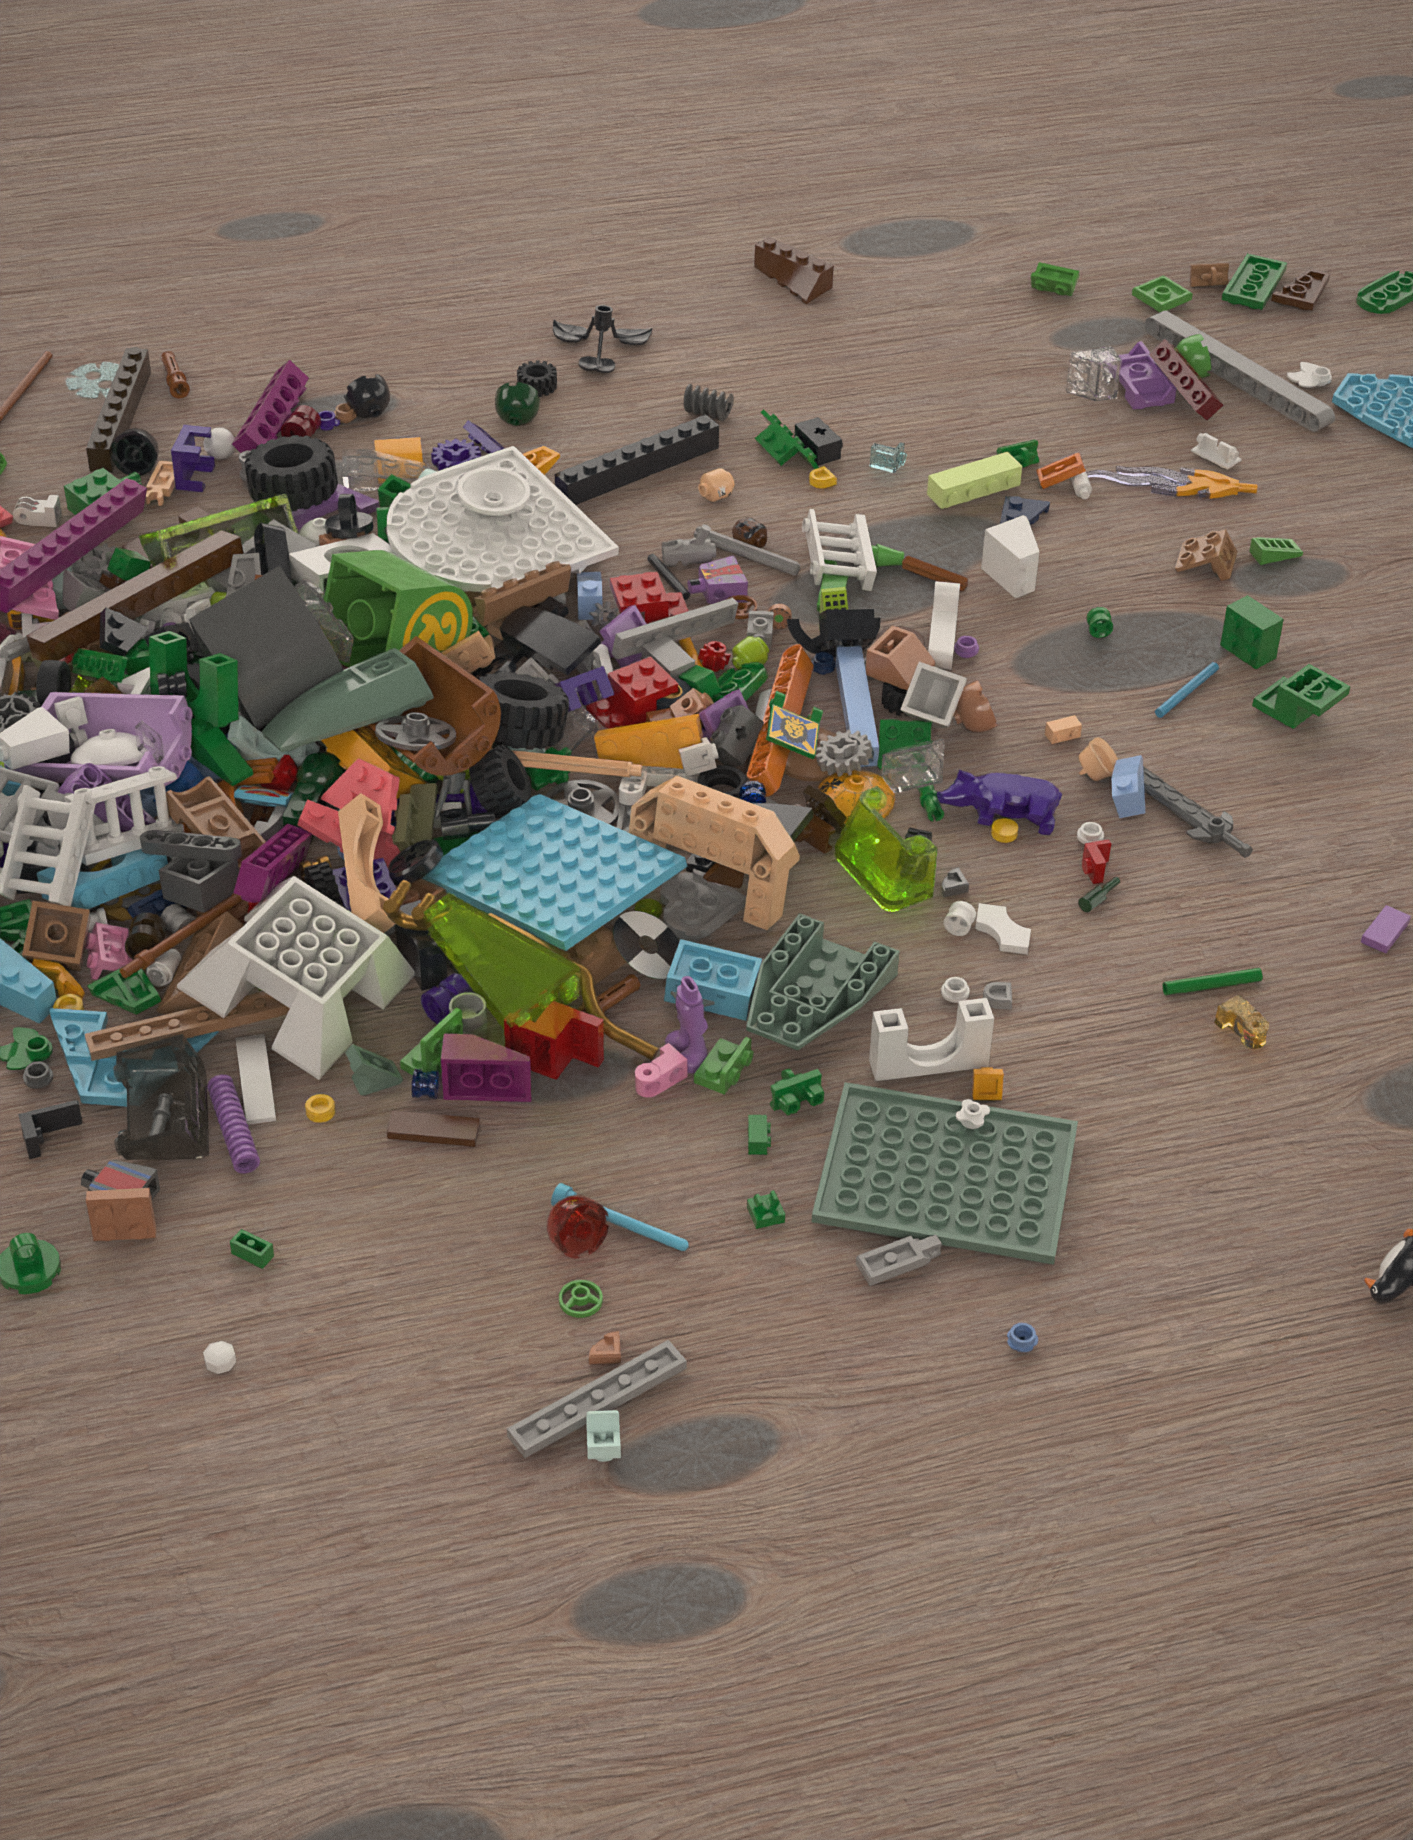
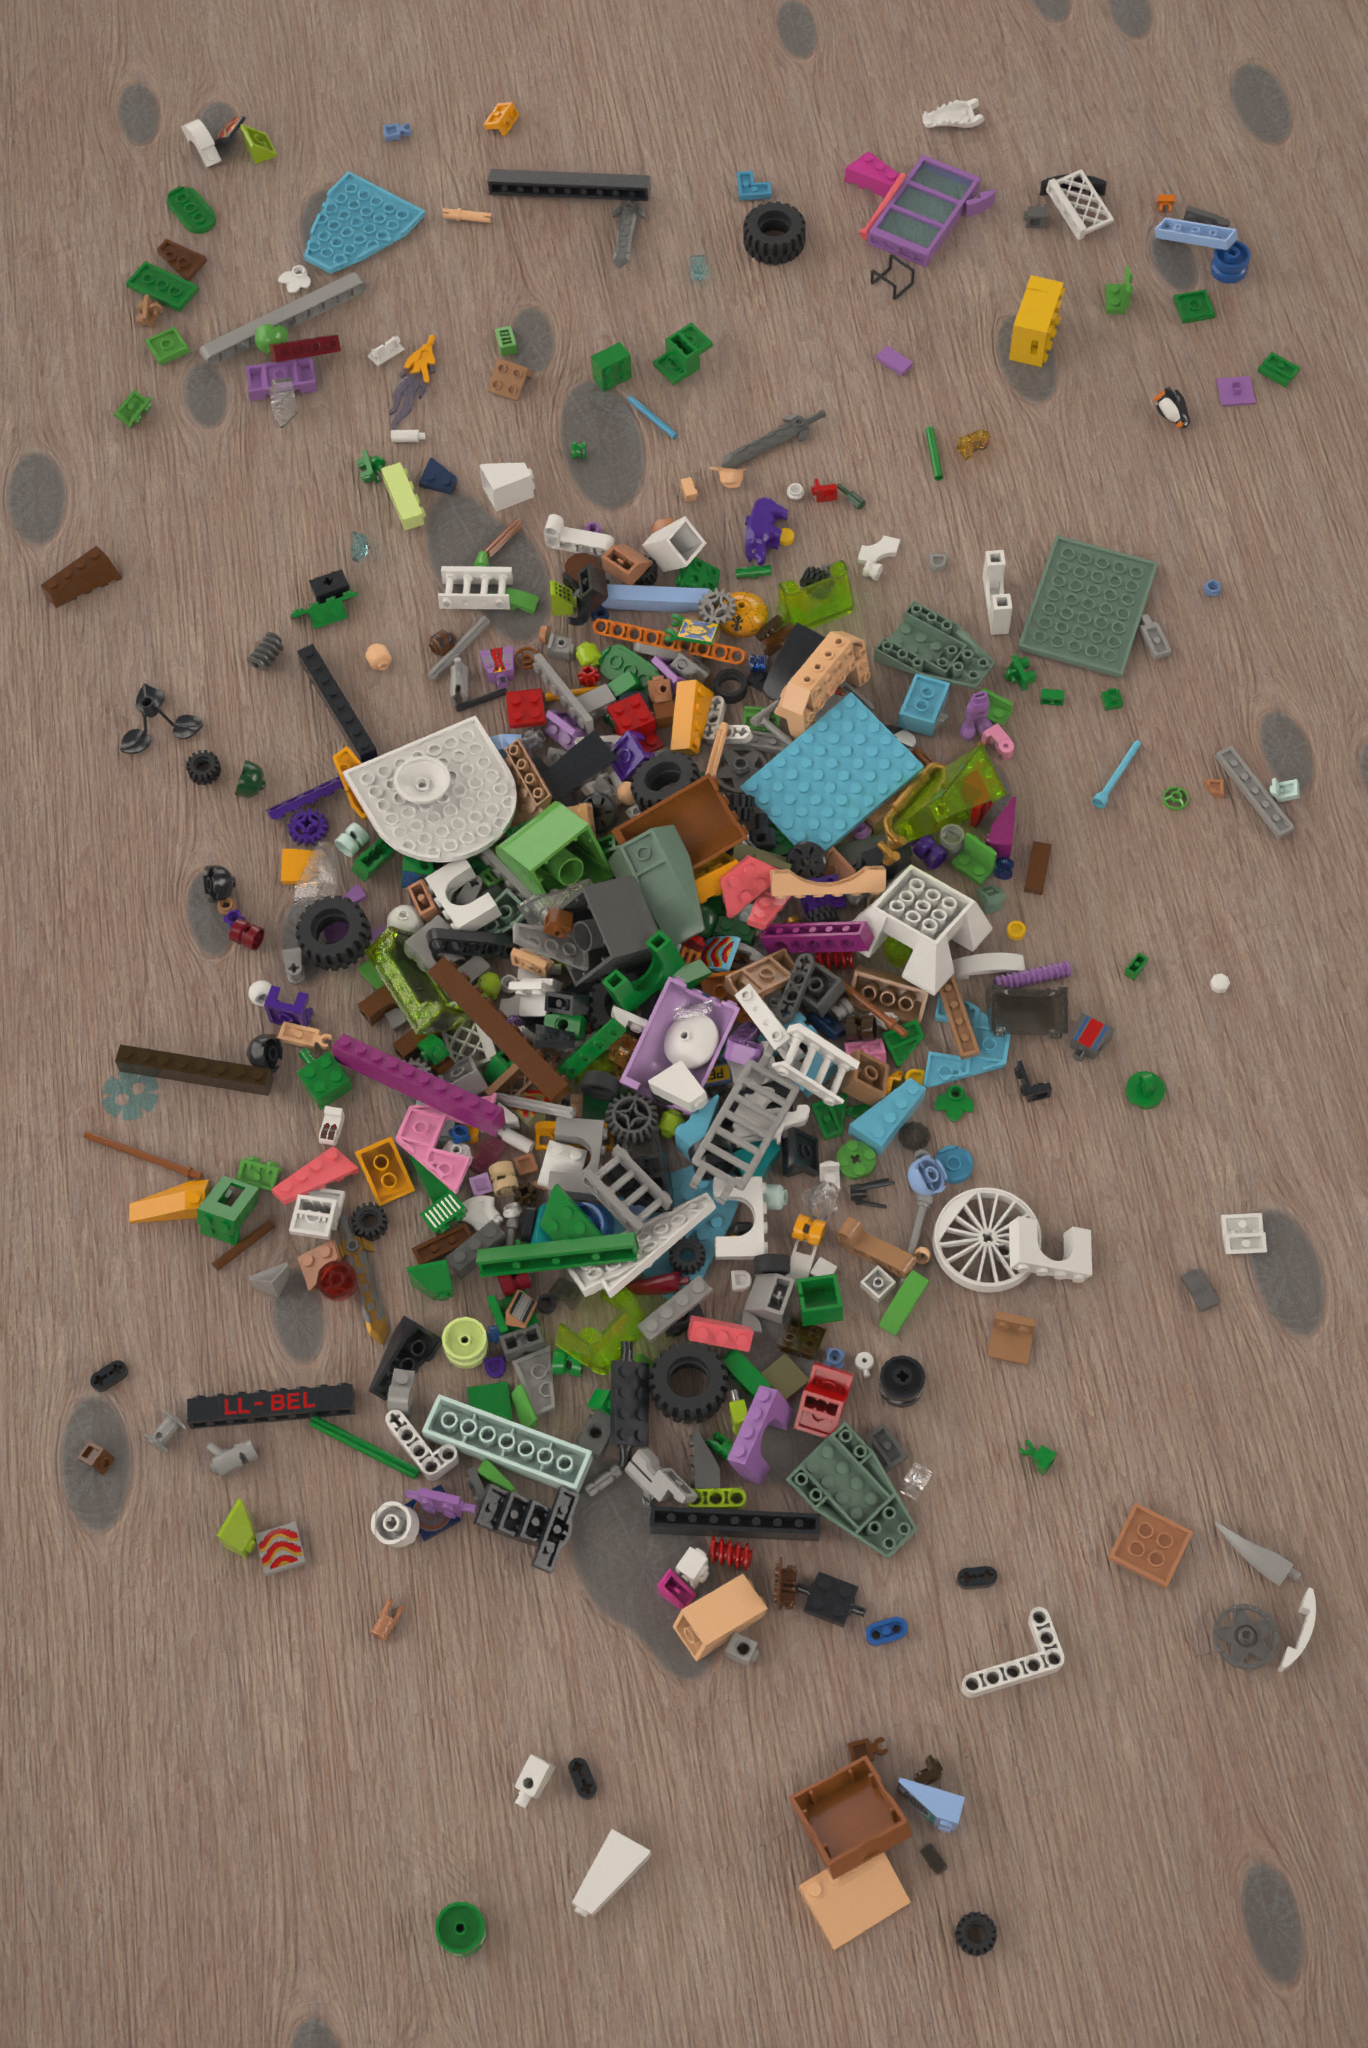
camera: 80 degrees left, 20 degrees up
(37, 1075) = (980, 1088): dark grey plate -> none
(71, 715) = (647, 1067): white plate -> none
(121, 1214) = (1120, 1035): nougat plate -> none
(161, 1114) = (1042, 1014): dark grey piece -> none
(174, 685) = (649, 987): black wheel -> none
(175, 378) = (150, 1030): dark orange pin -> none
(272, 408) = (223, 954): magenta brick -> none
(348, 521) = (414, 892): black tile -> none
(415, 732) = (710, 839): flat silver wheel -> none
(577, 1225) = (1129, 792): clear red cylinder -> none
(698, 757) = (714, 689): white bracket -> none
(822, 478) = (371, 593): yellow tile -> none
(914, 766) = (731, 568): clear slope -> none
(955, 990) = (934, 578): white plate -> none
(972, 1114) = (1050, 586): white plate -> none
(987, 1084) = (1017, 576): light orange tile -> none
(1060, 470) = (390, 437): orange tile -> none
(1128, 786) = (753, 460): light blue slope -> none

